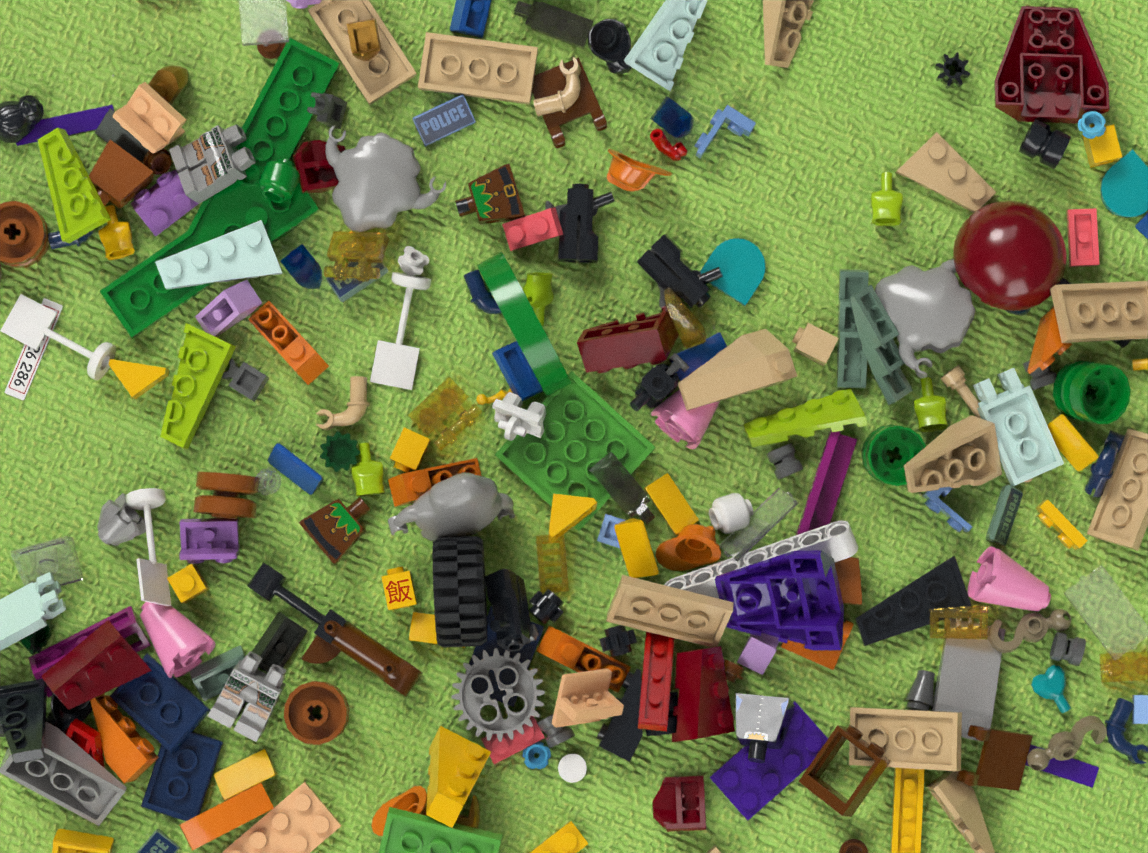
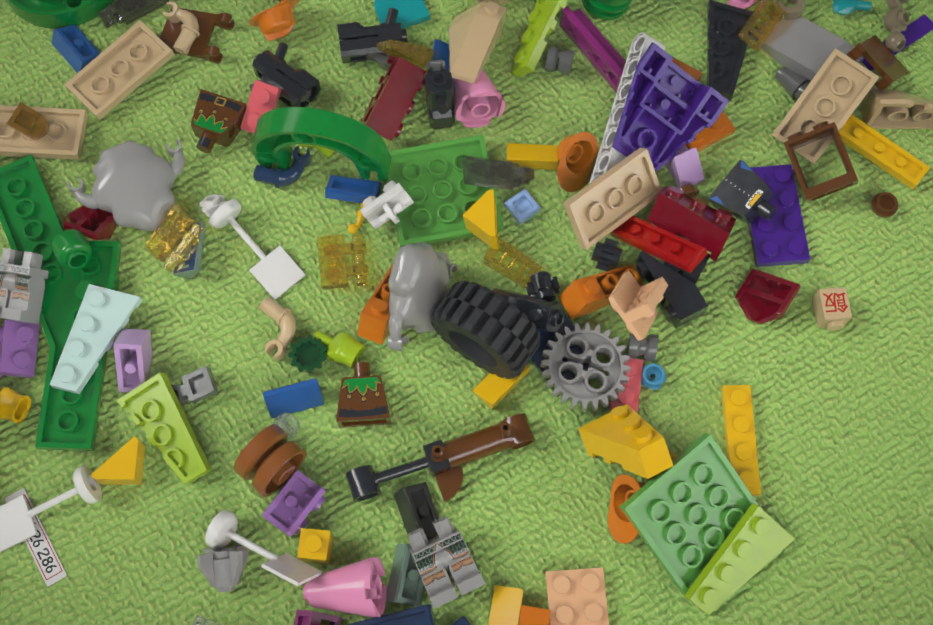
camera: 50 degrees left, 15 degrees down
(288, 342) = (197, 333): orange slope -> none
(299, 714) = (501, 501): dark orange wheel -> none
(303, 268) = (152, 283): clear blue plate -> none
(329, 109) = (53, 182): dark grey plate -> none
(399, 588) = (447, 385): yellow brick -> none
(409, 450) = (347, 302): yellow brick -> none
(443, 120) = (134, 117): slope -> none
(572, 768) = (680, 357): white tile -> none
(636, 548) = (545, 194): yellow slope -> none
(730, 513) = (569, 117): white head -> none
(761, 522) = (592, 100): clear piece -> none

